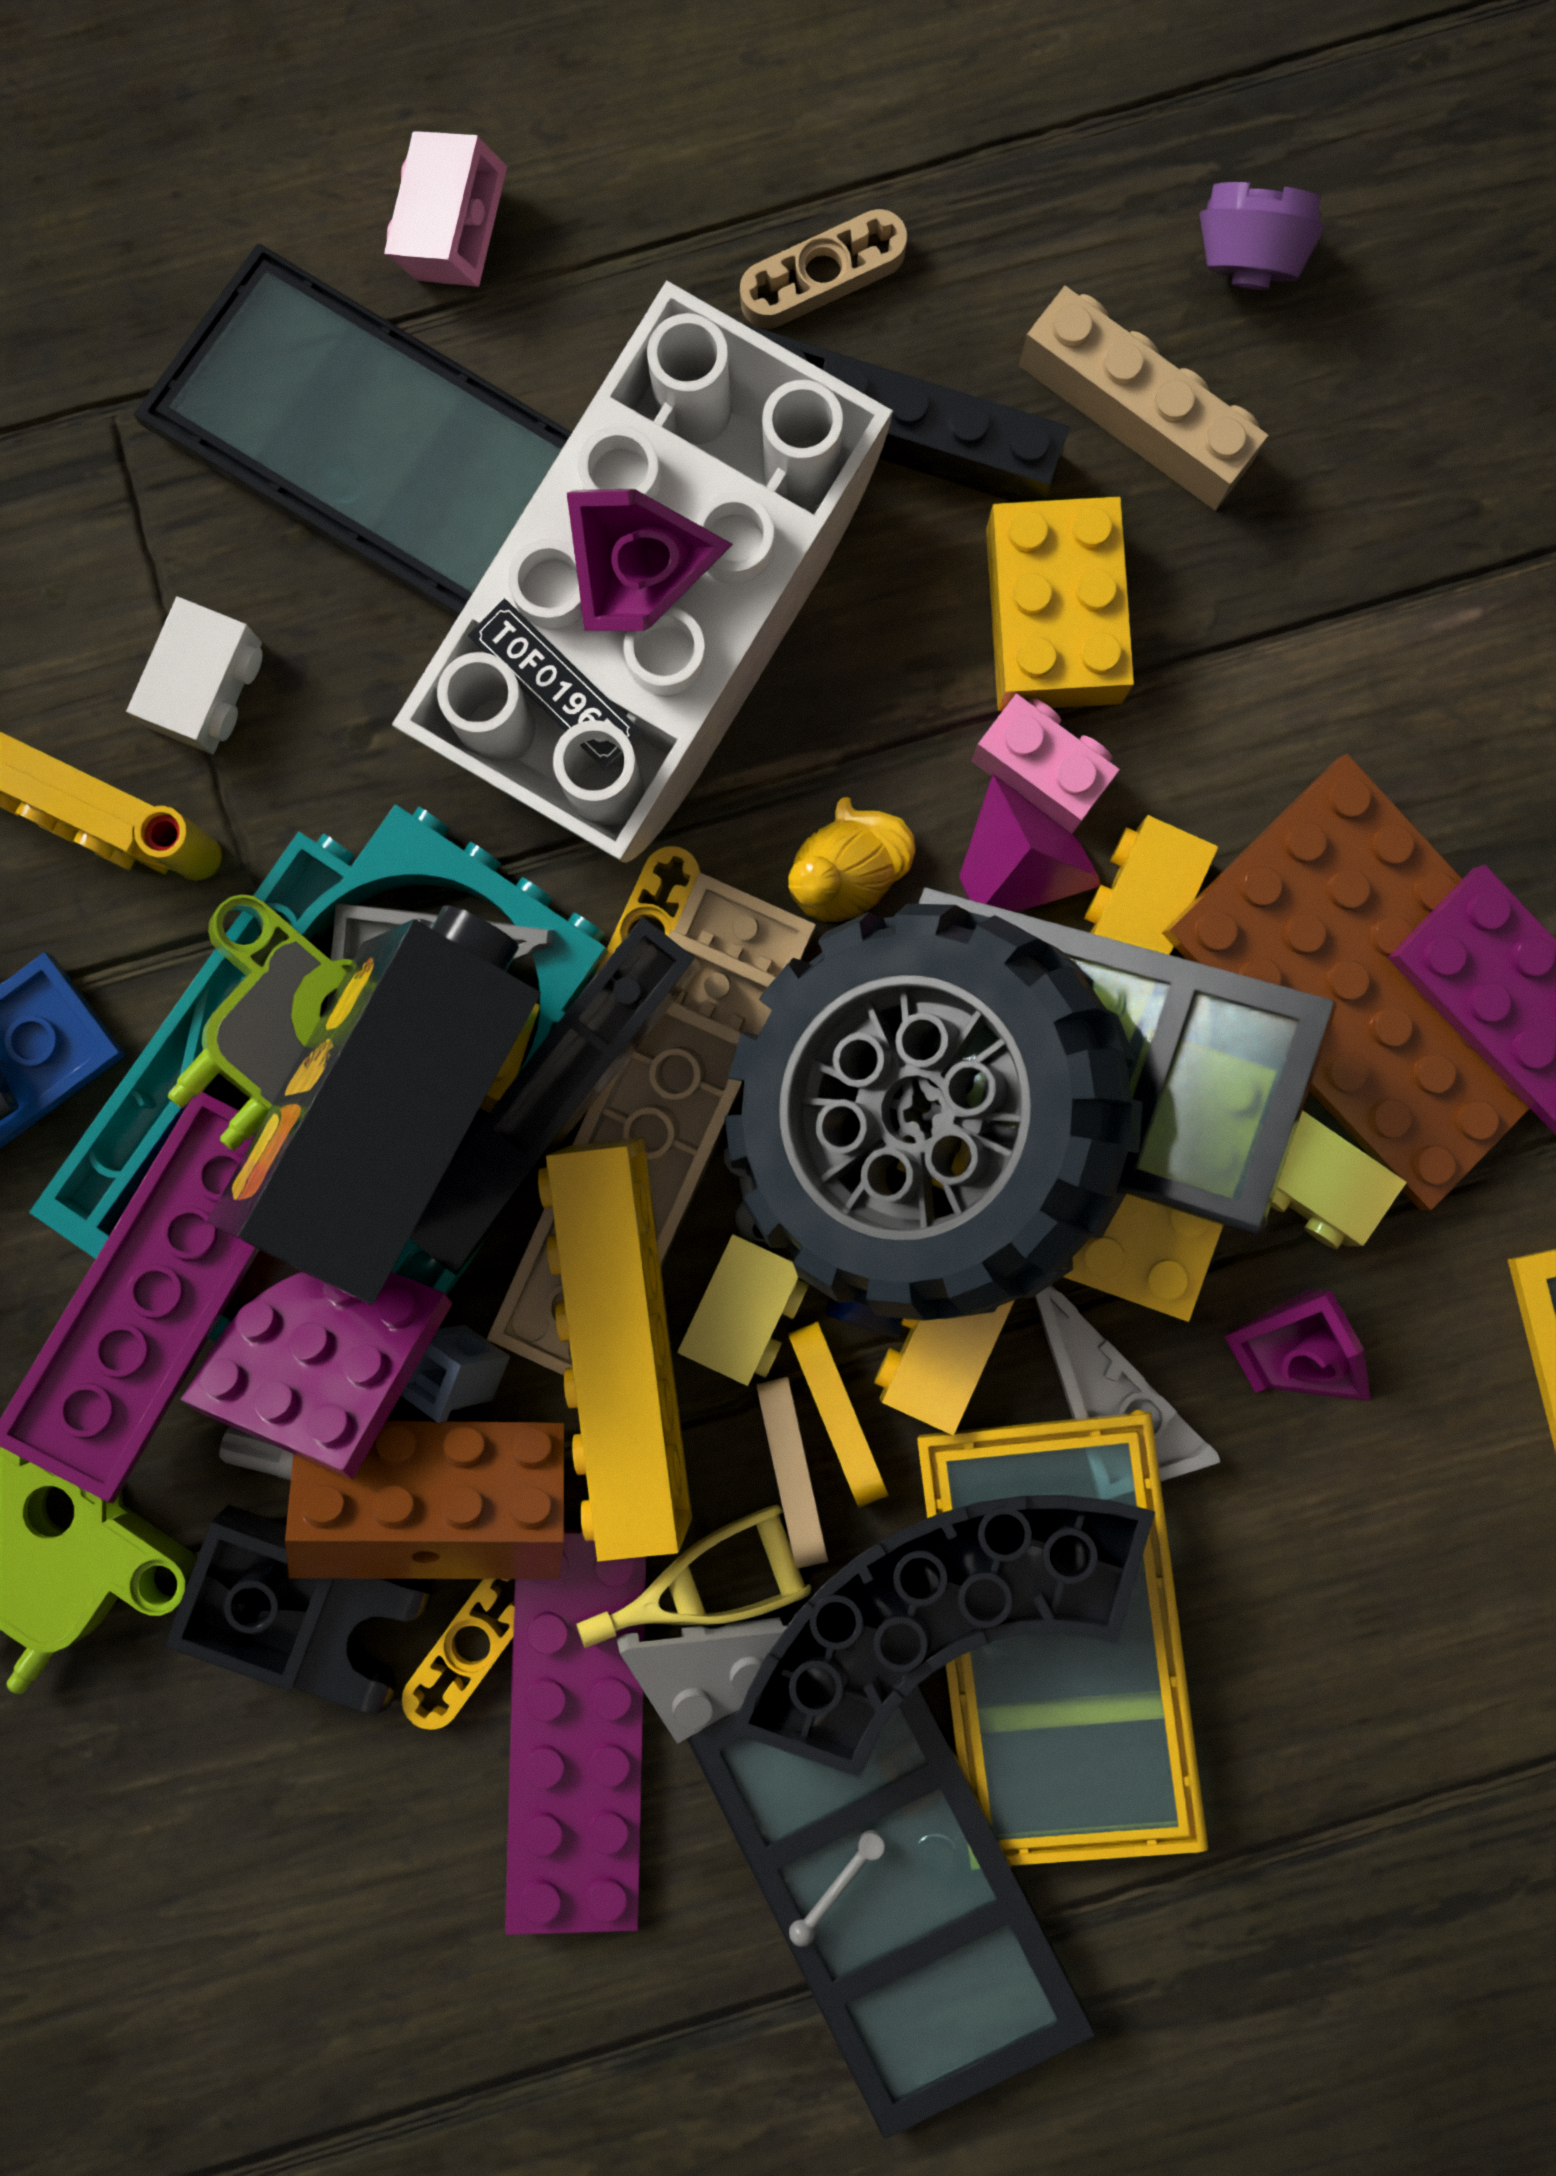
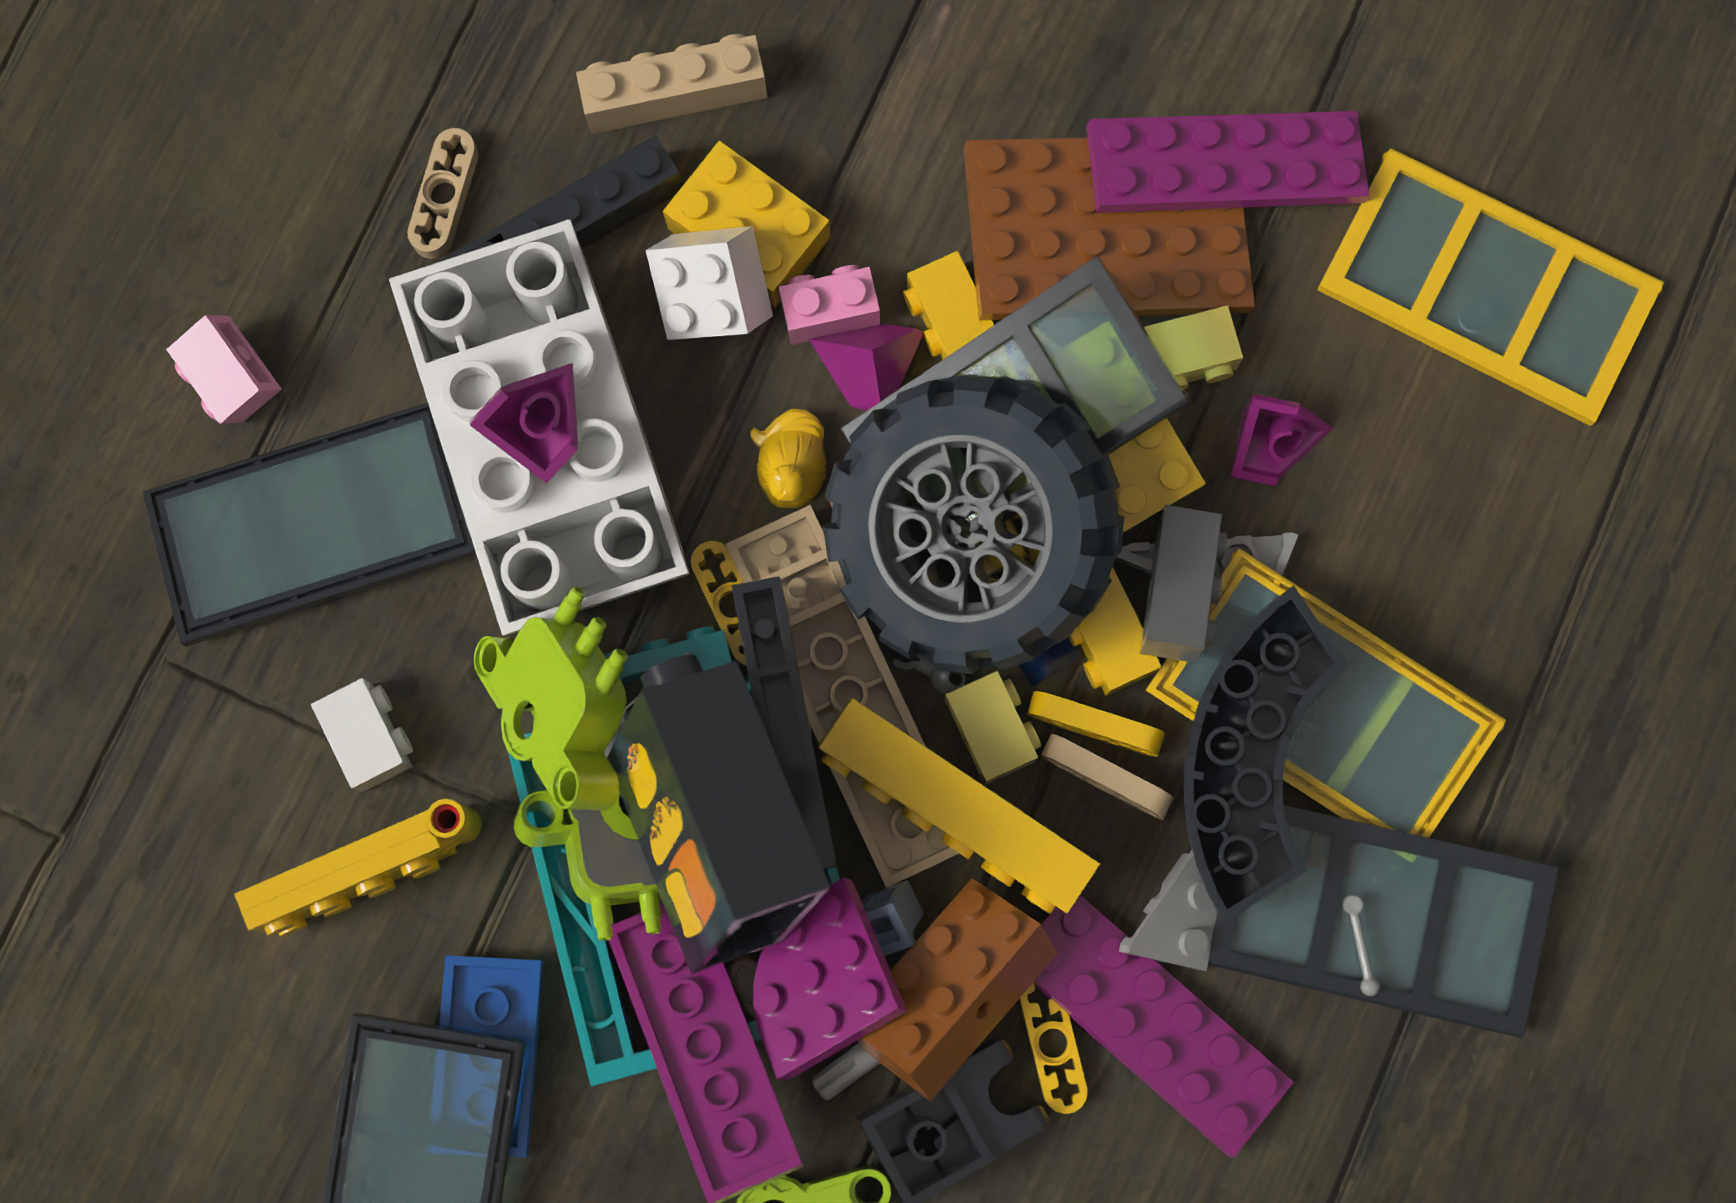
camera: 50 degrees left, 5 degrees down
(382, 860) = (571, 694): none -> lime piece
(550, 677) = (553, 526): black sticker -> none
(684, 1591) = (1115, 890): light yellow piece -> none
(956, 618) = (709, 283): none -> white brick
(1059, 1388) = (1183, 584): none -> dark grey brick

